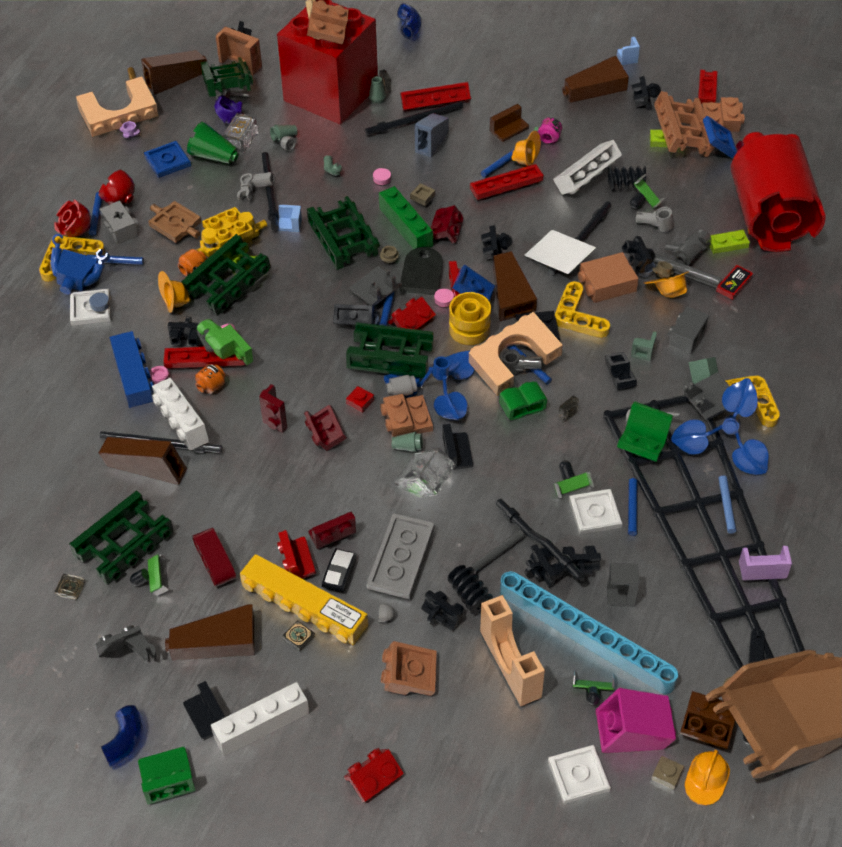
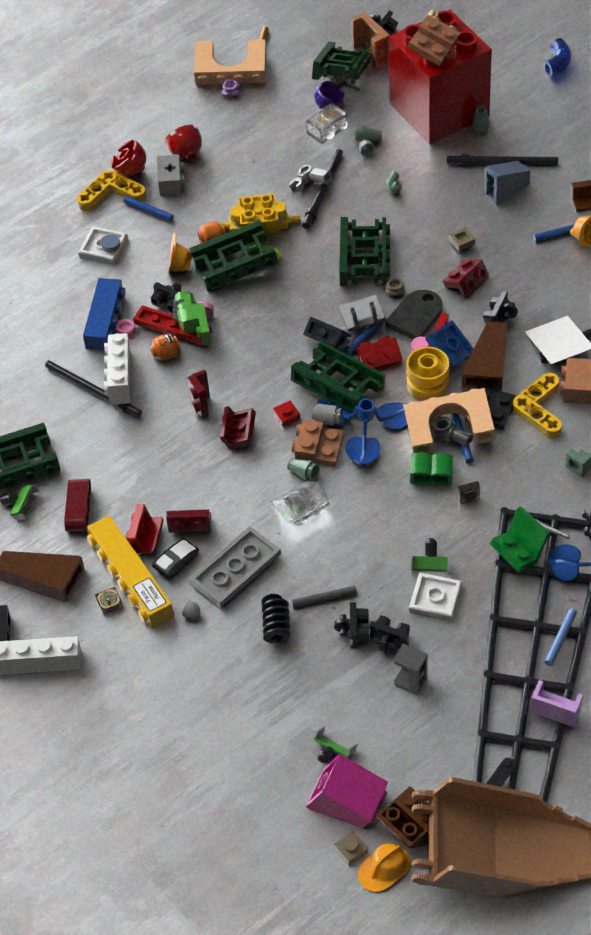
camera: 30 degrees right, 0 degrees up
(75, 269) = (106, 206): blue torso -> none
(95, 215) = (152, 164): blue bar -> none
(145, 458) = (68, 397): reddish brown slope -> none
(167, 159) = (248, 127): blue tile -> none
(171, 70) = (298, 41): reddish brown slope -> none
(174, 221) = (219, 189): medium nougat plate -> none
(211, 145) = (291, 126): green cone -> none
(290, 218) = (325, 221): light blue panel -> none
(374, 773) = (101, 740): red bracket -> none
(381, 176) = (435, 208): bright pink tile -> none
(386, 80) = (495, 113): clear smoke tile -> none
(405, 218) = (429, 257): green brick -> none
(409, 669) = (181, 666): nougat plate -> none
(435, 96) = (535, 144): red plate -> none
(441, 611) = (237, 627): black hips -> none
(457, 447) = (344, 490): black panel -> none
(506, 181) = (552, 253): red plate -> none
(523, 672) = (271, 697): light nougat arch -> none
(565, 561) = (369, 626): black bar -> none
(579, 774) = (273, 816): white tile -> none
(592, 641) = (358, 706): medium azure beam -> none
(620, 370) = (544, 475): black slope -> none
(632, 507) = (473, 605): blue bar -> none

